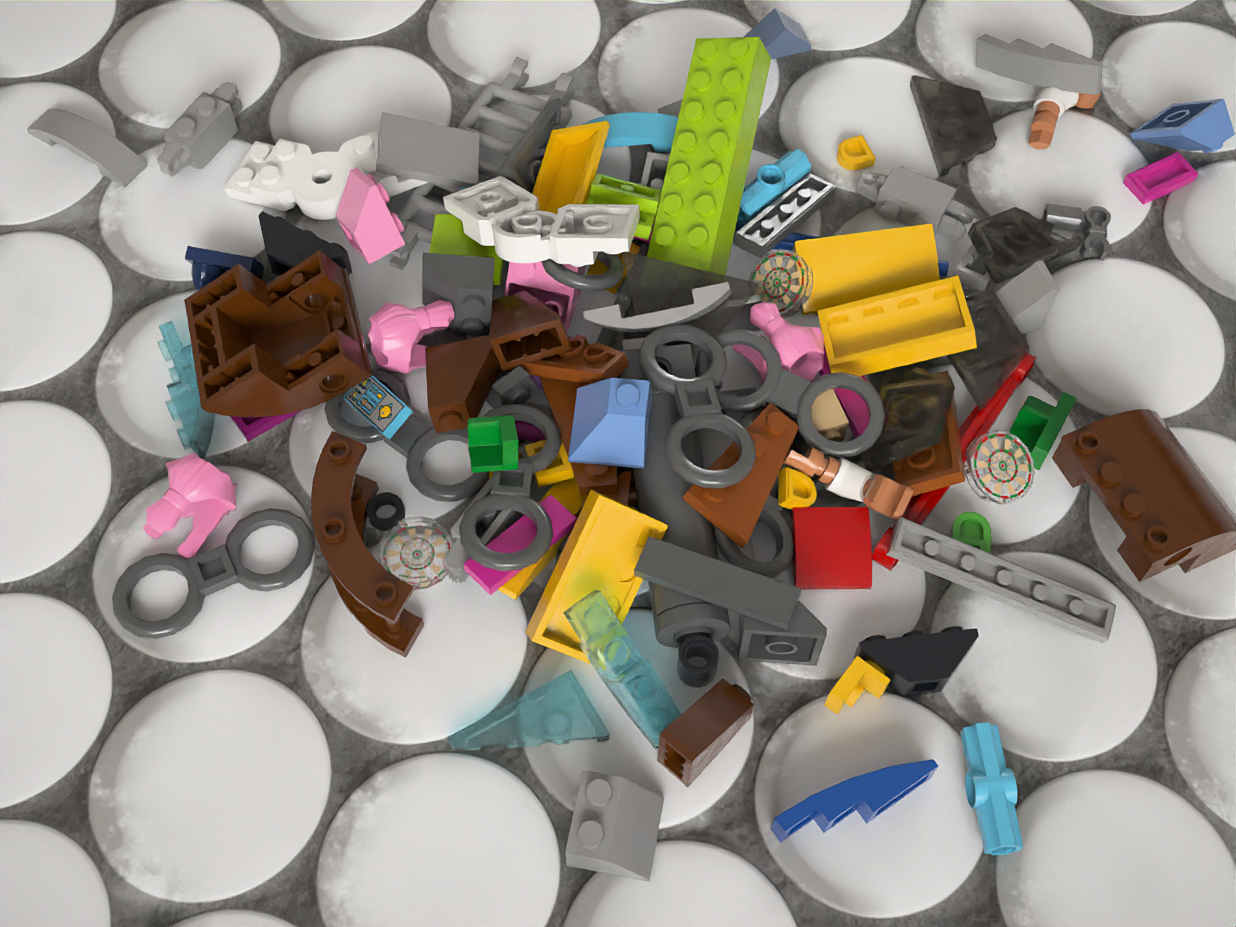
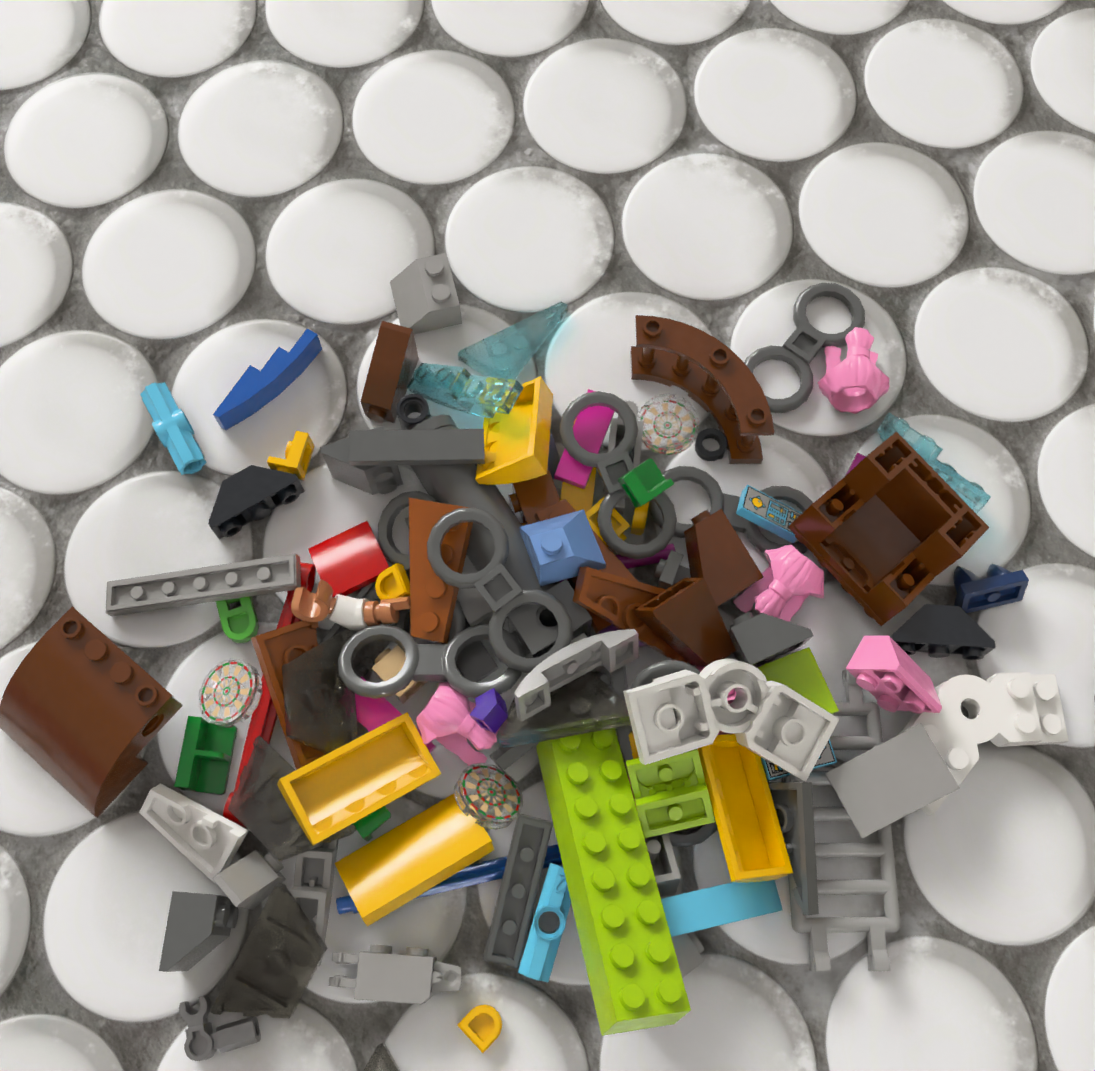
camera: 155 degrees right, 10 degrees up
(753, 313) = (490, 711): none -> dark purple piece
(1067, 366) = (193, 829): none -> white wing
(1079, 282) = (195, 928): none -> dark grey slope

